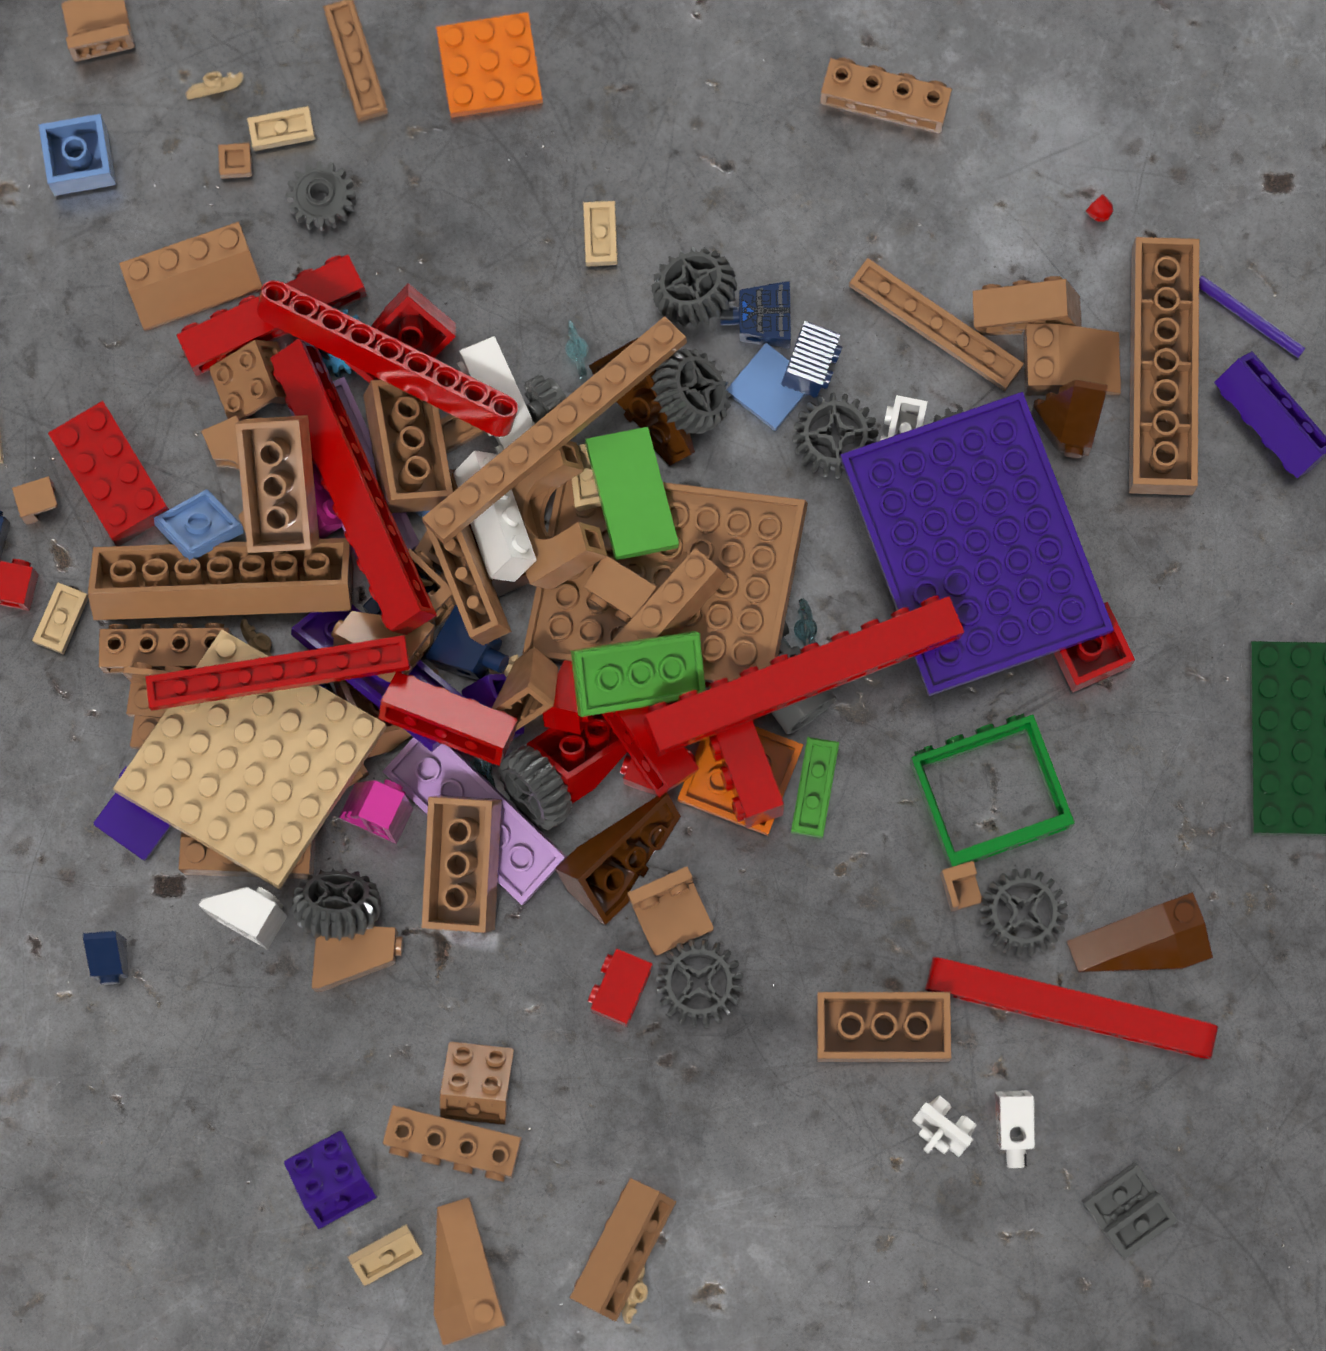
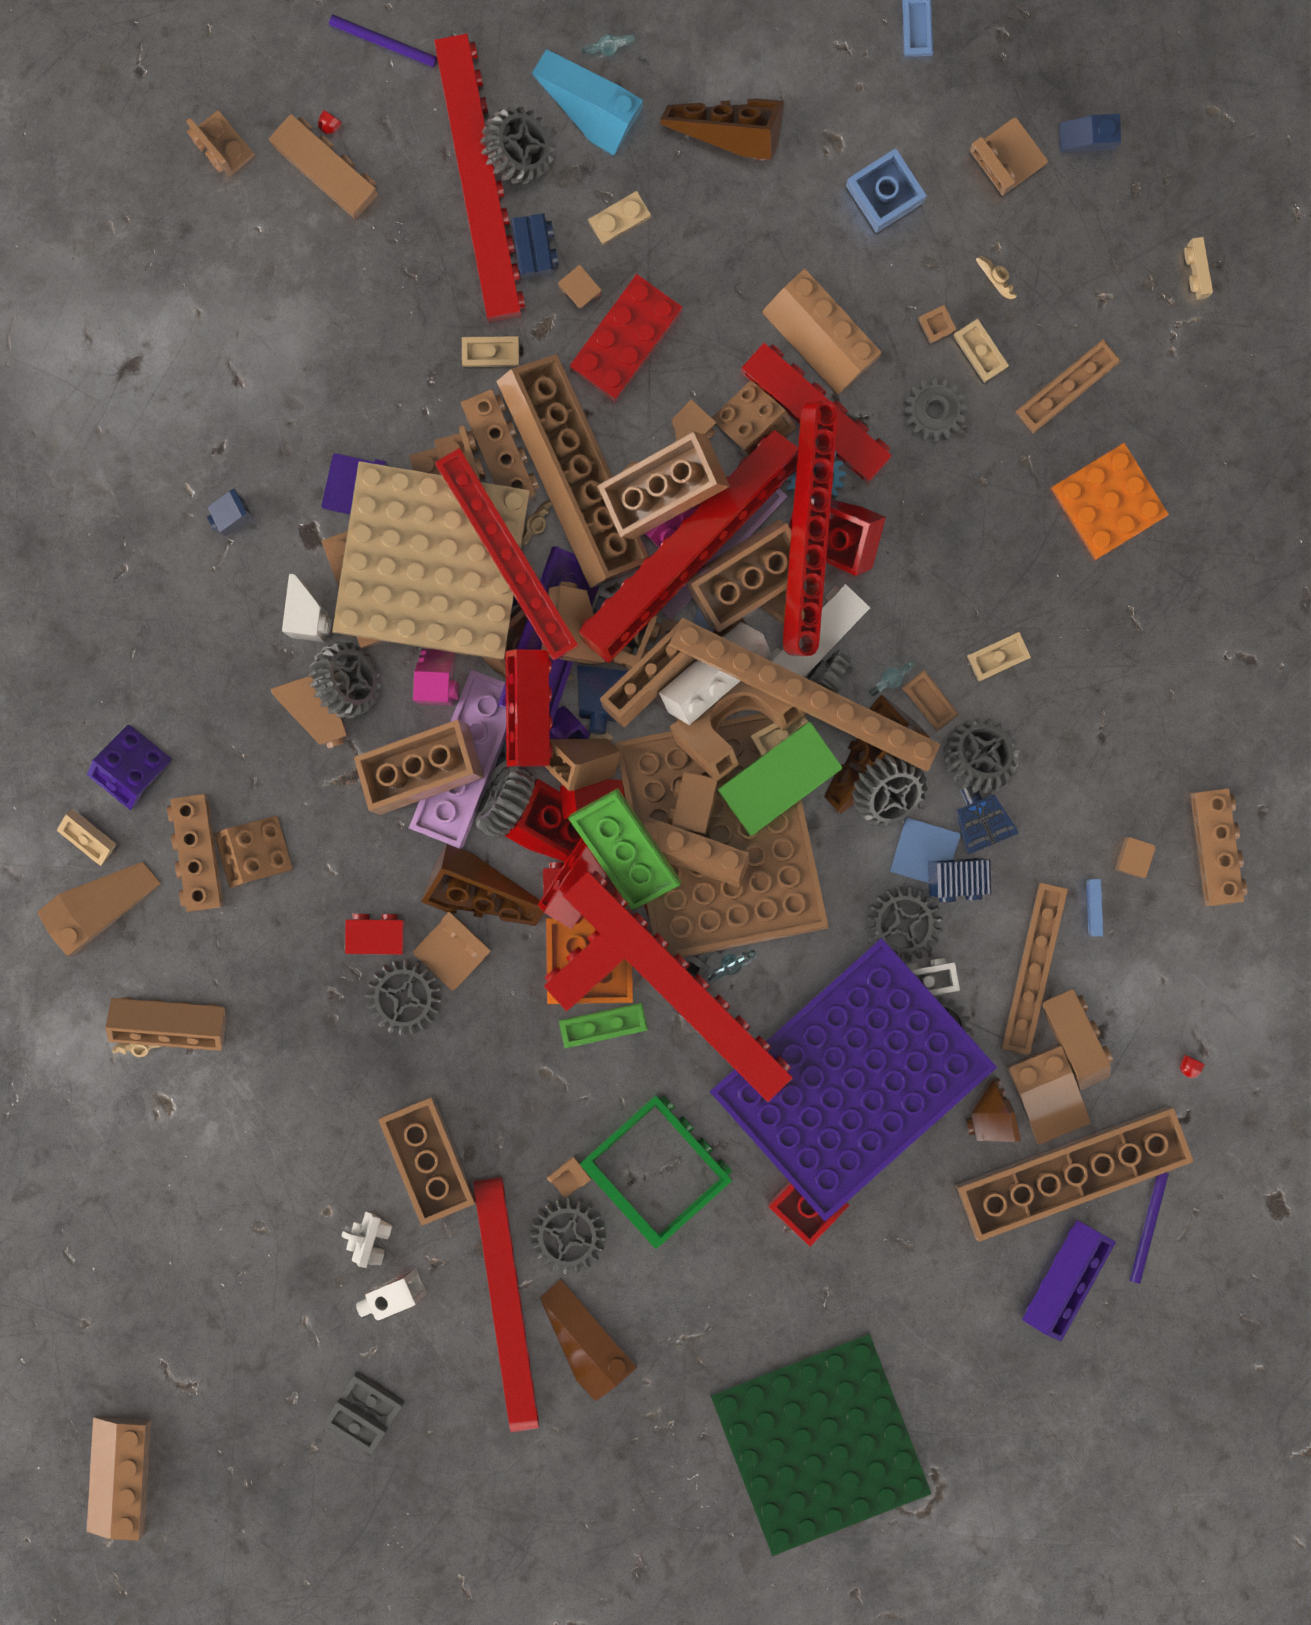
camera: 60 degrees right, 10 degrees up
(198, 525) = (611, 431): medium blue tile -> none
(616, 320) = (930, 701): none -> medium nougat tile
(862, 179) = (1135, 857): none -> medium nougat panel
(897, 239) = (1094, 907): none -> medium blue tile

